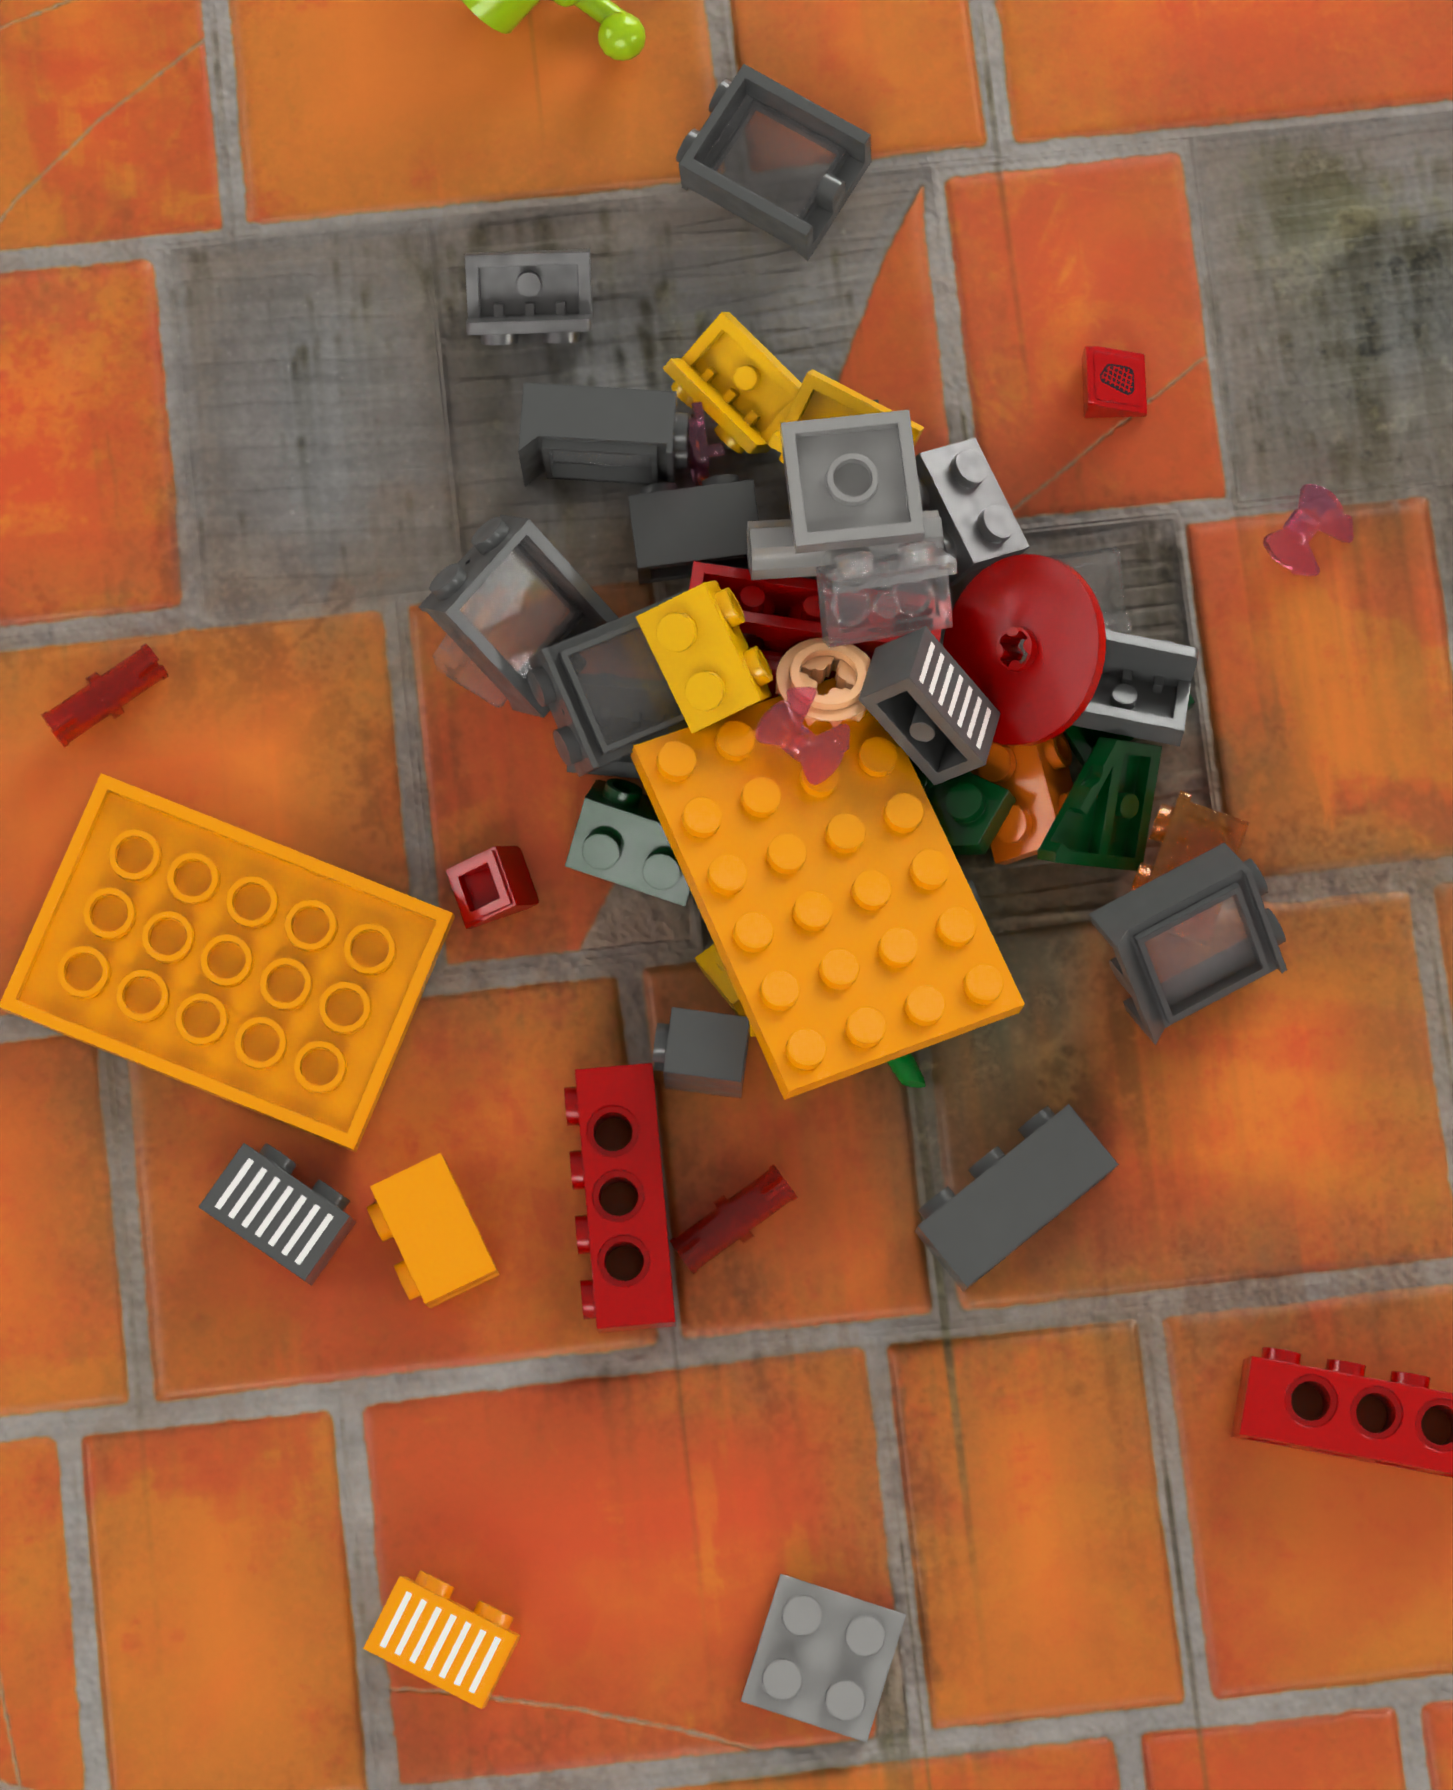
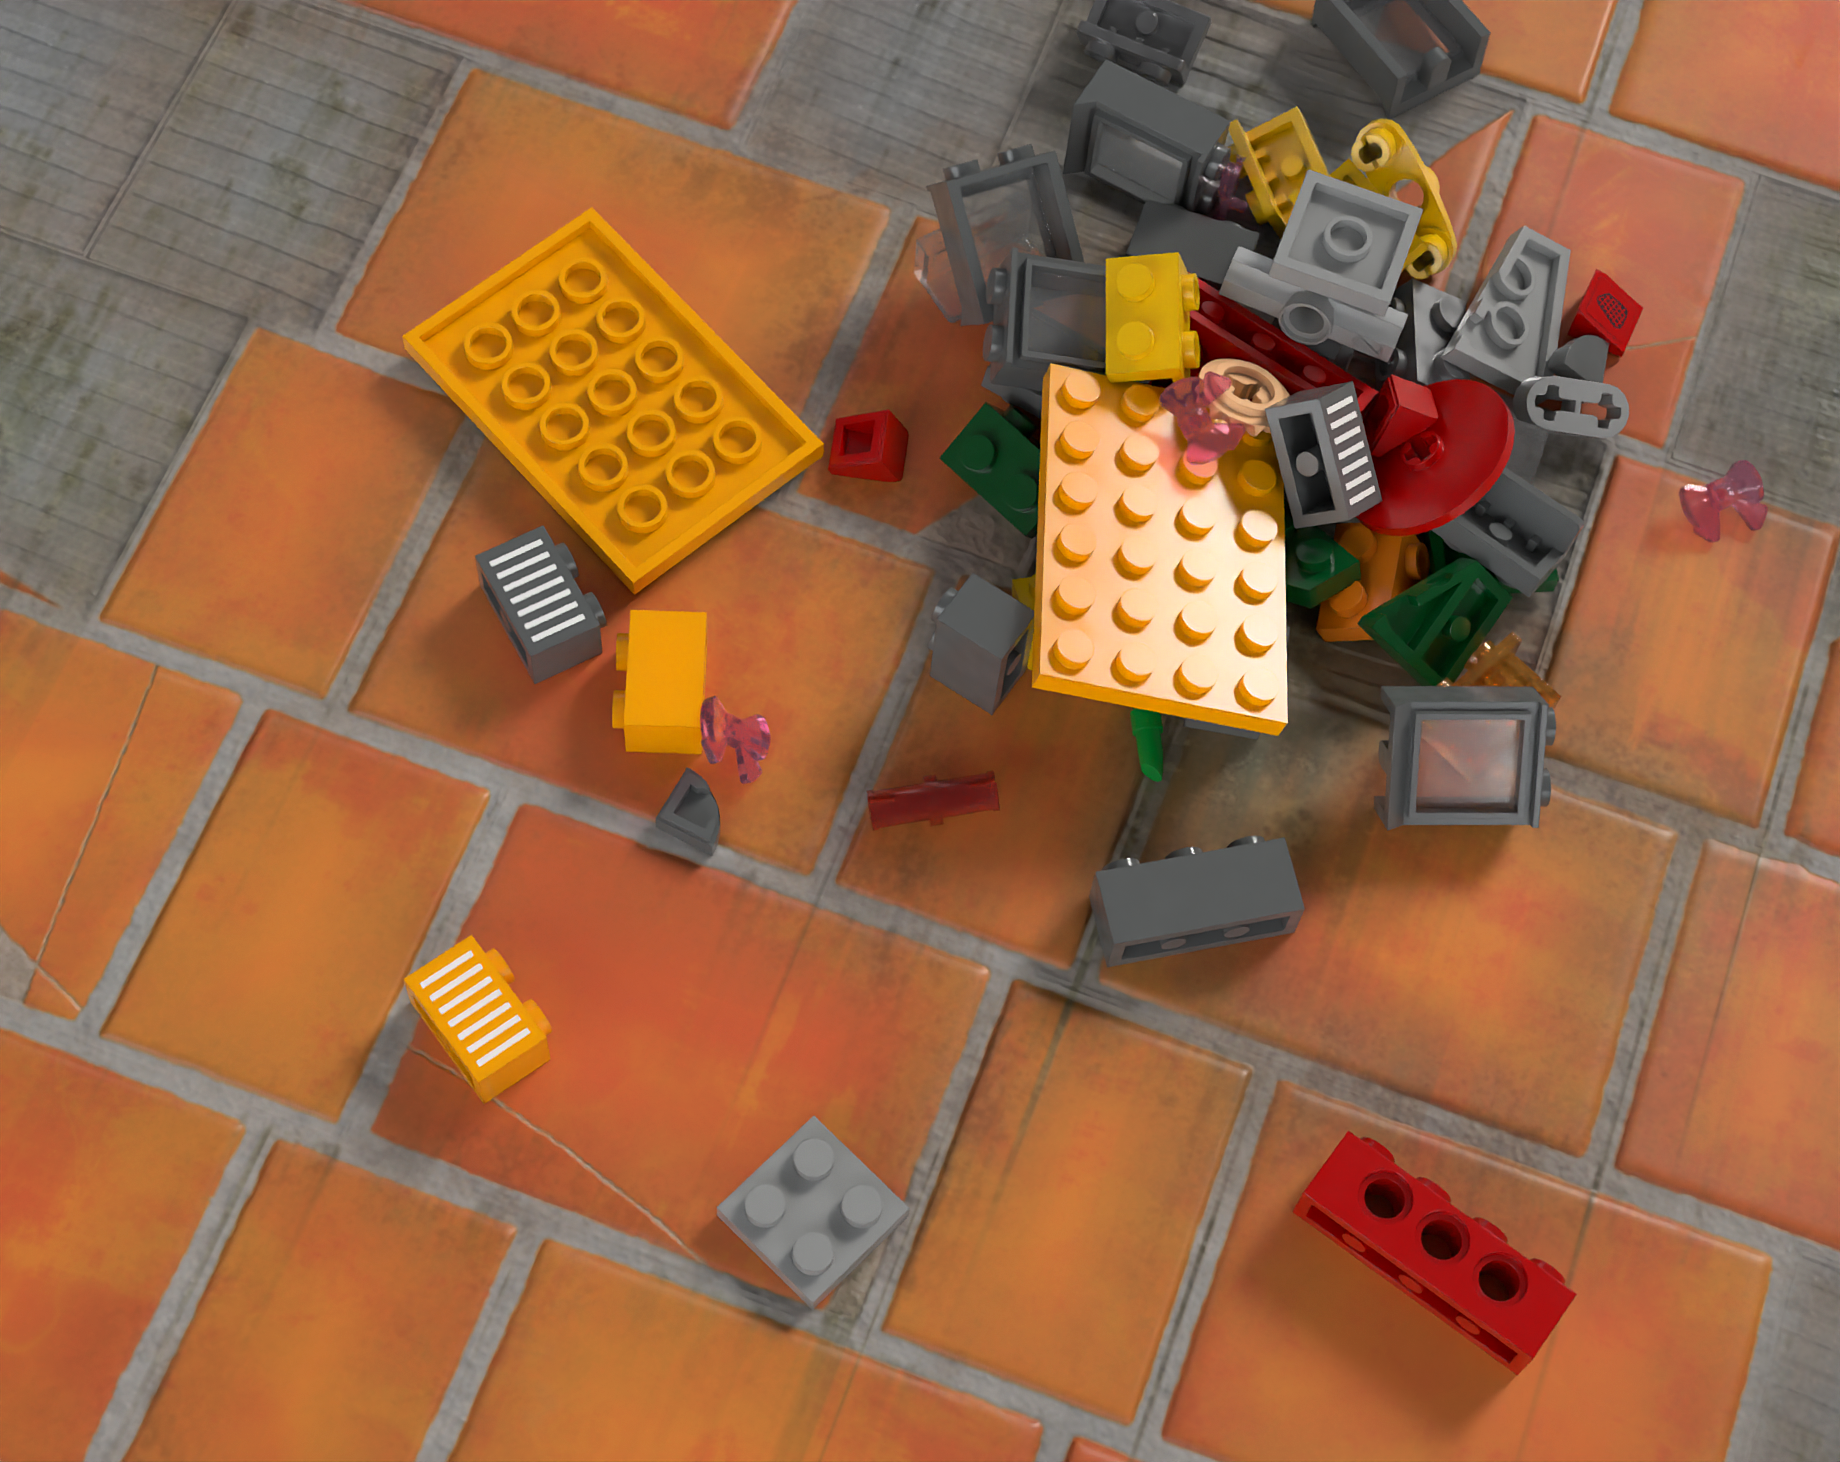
camera: 20 degrees right, 15 degrees down
(104, 695) = (629, 158): clear red pin -> none
(523, 1340) = (691, 813): none -> dark grey tile
(534, 1243) = (746, 735): none -> clear pink piece
(627, 1095) = (820, 824): red brick -> none
(885, 595) = (1330, 345): clear bracket -> none
(894, 376) = (1388, 157): none -> yellow connector
(979, 616) = (1398, 414): none -> red slope
(1032, 436) = (1514, 314): none -> light grey wing
(1114, 451) = (1581, 359): none -> dark grey tile
(1130, 520) = (1572, 394): none -> light grey beam

